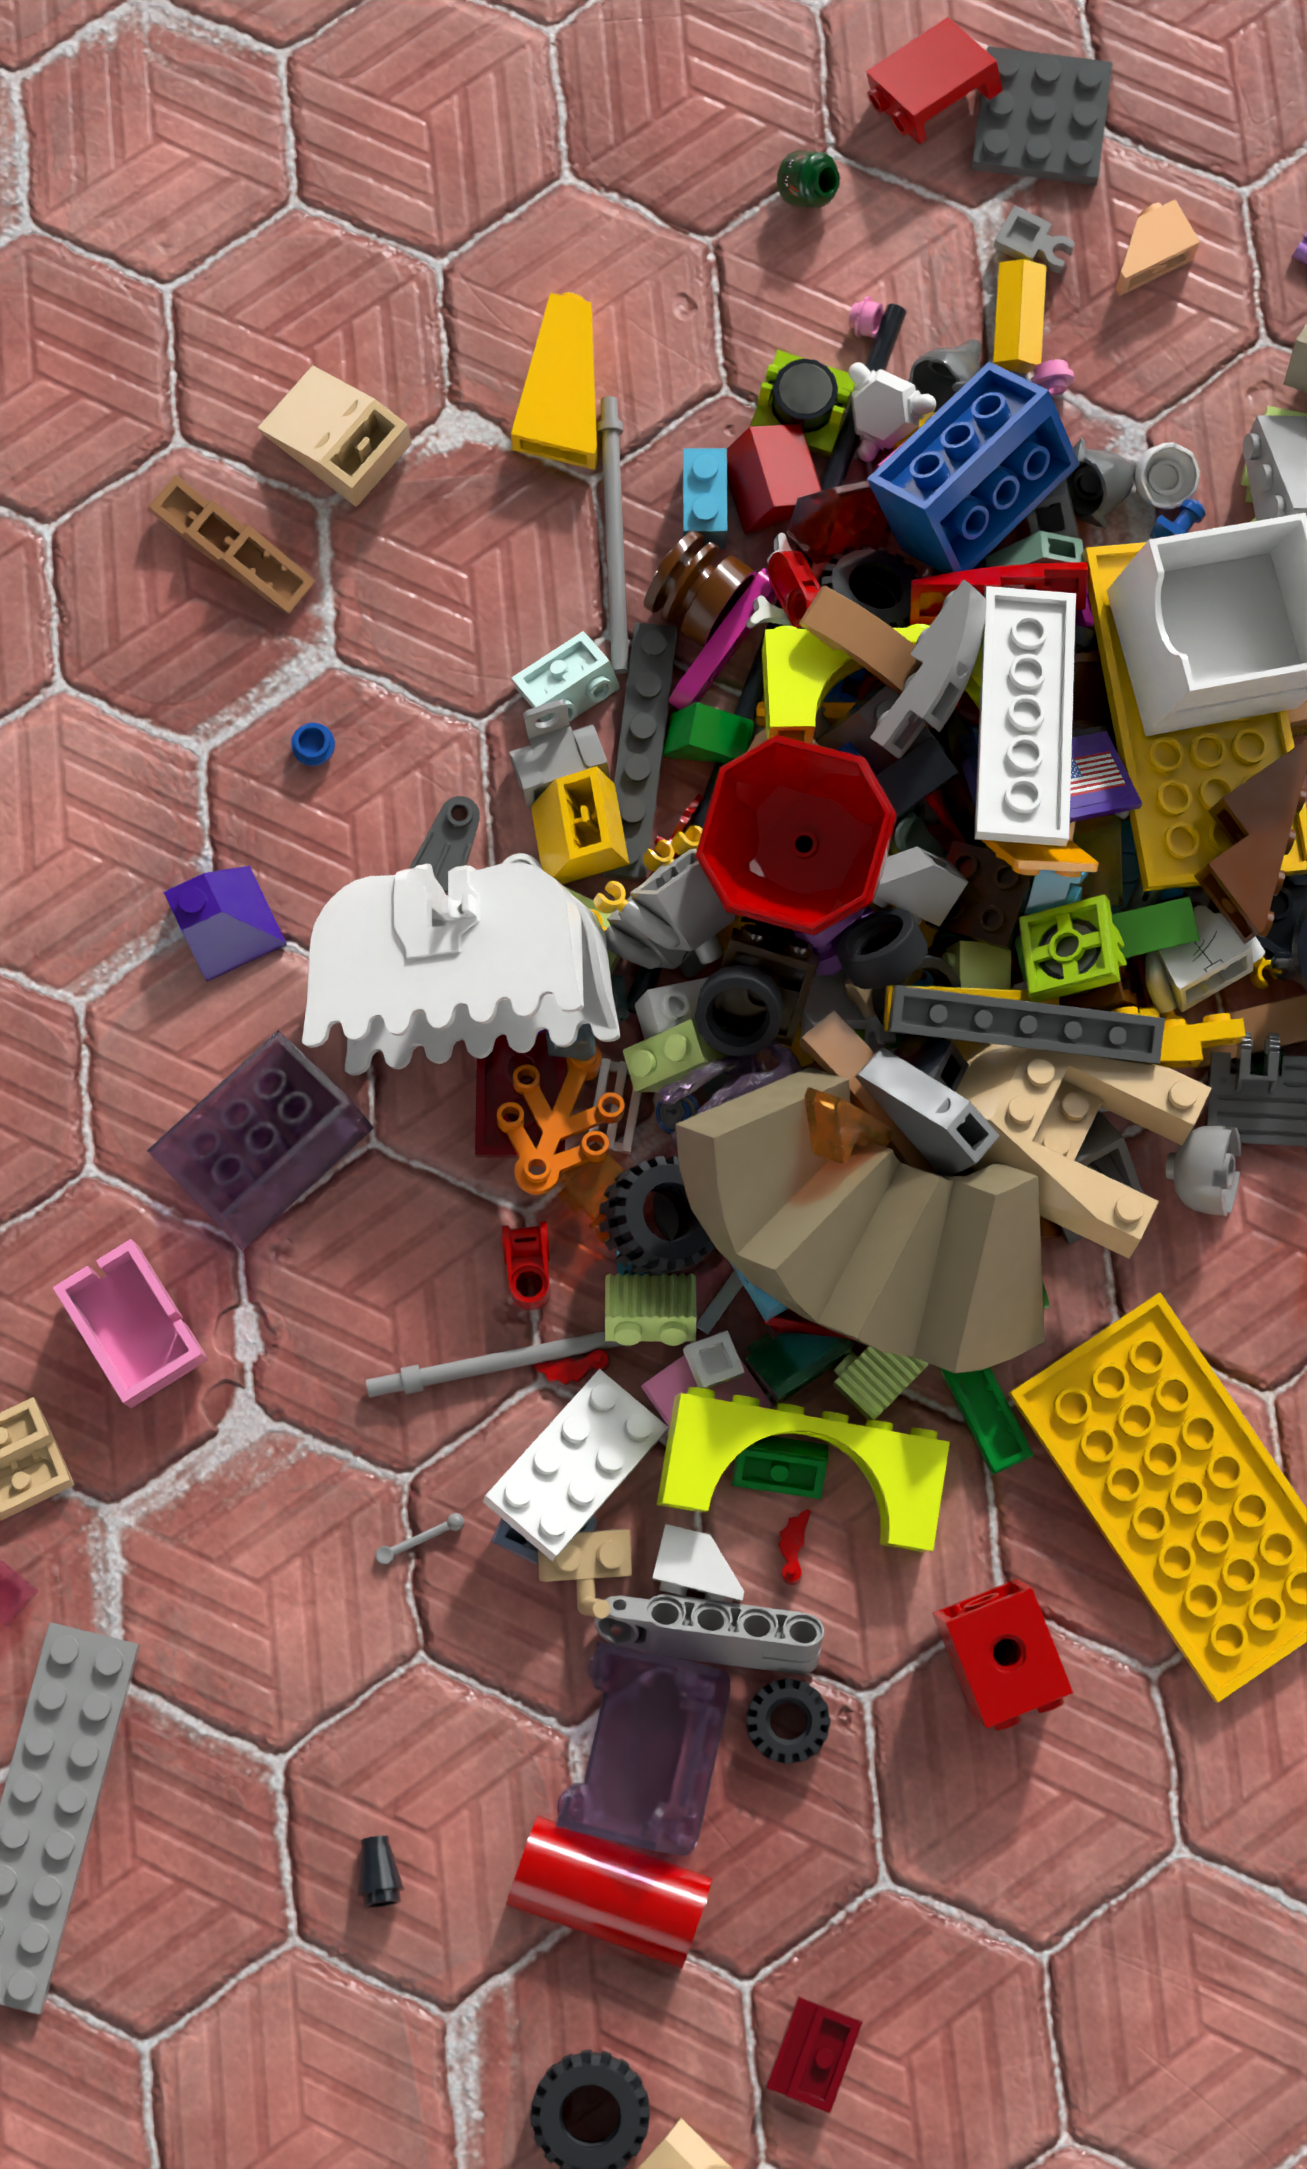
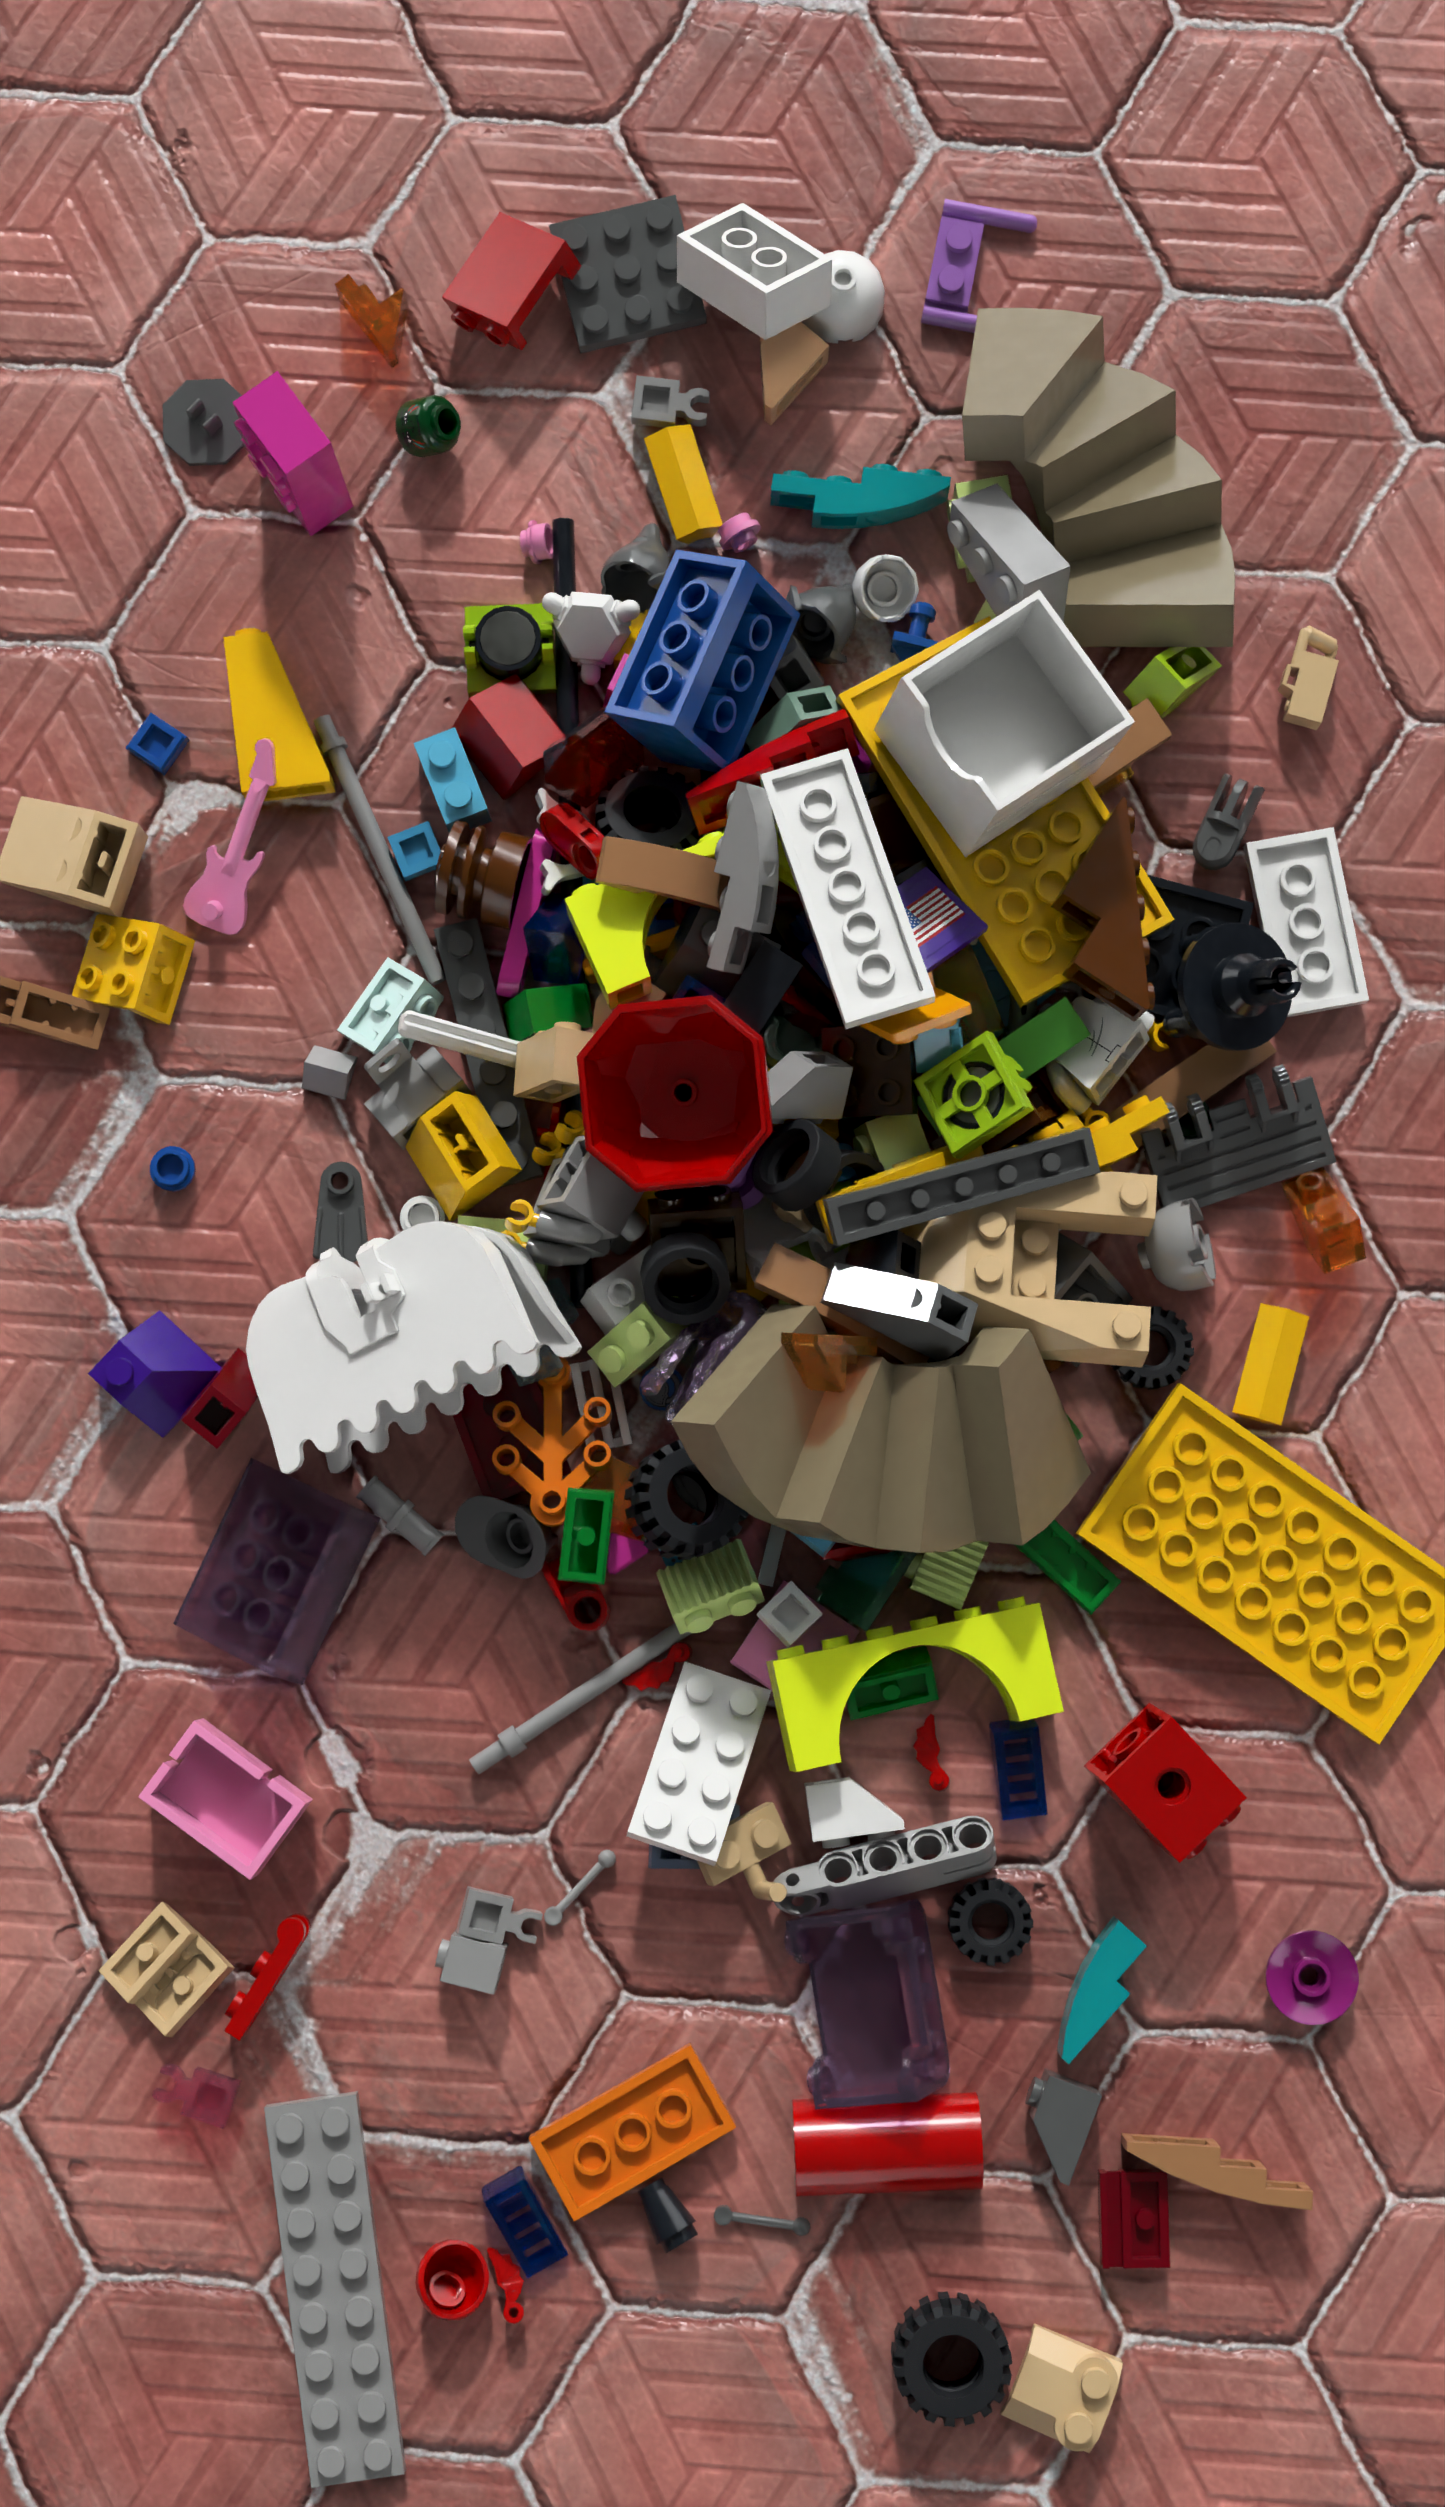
camera: 20 degrees left, 5 degrees up
(102, 1502) = (268, 1973): none -> red plate
(157, 1849) = (452, 2280): none -> red piece
(209, 1876) = (509, 2280): none -> red piece
(240, 1786) = (505, 2188): none -> clear blue slope
(273, 966) = (222, 1401): none -> dark red slope
(293, 1564) = (471, 1962): none -> light grey brick
(326, 1530) = (489, 1915): none -> light grey plate
(352, 552) = (134, 966): none -> yellow bracket
(378, 1782) = (632, 2131): none -> orange plate
(392, 1133) = (399, 1515): none -> light grey pin
(432, 1896) = (723, 2215): none -> dark grey hinge
(452, 366) = (157, 744): none -> blue tile
(455, 518) = (221, 892): none -> bright pink piece
(479, 1186) = (503, 1535): none -> dark grey piece
(488, 713) = (328, 1072): none -> light grey slope
(556, 1212) = (586, 1535): none -> green slope
(584, 1247) = (623, 1552): none -> dark pink slope
(610, 104) = (201, 423): none -> dark grey piece
(637, 738) = (458, 1038): none -> white axle
(646, 546) = (415, 850): none -> dark azure plate
(677, 152) = (292, 453): none -> dark pink brick
(690, 776) = (548, 1063): none -> tan brick
(738, 675) = (553, 944): none -> slope
(782, 1932) = (1062, 2116): none -> dark grey slope
(801, 73) = (380, 322): none -> clear orange slope
(863, 1822) = (1096, 1989): none -> teal slope
(881, 1553) = (1011, 1730): none -> clear blue slope
(897, 2028) = (1200, 2163): none -> medium nougat slope
(1094, 1900) = (1328, 1994): none -> magenta dish
(1157, 150) = (754, 271): none -> white brick
(1159, 1277) = (1177, 1357): none -> black tyre
(1192, 396) = (879, 499): none -> teal slope
(1228, 206) = (855, 299): none -> white cylinder
(1251, 1311) = (1270, 1364): none -> yellow piece

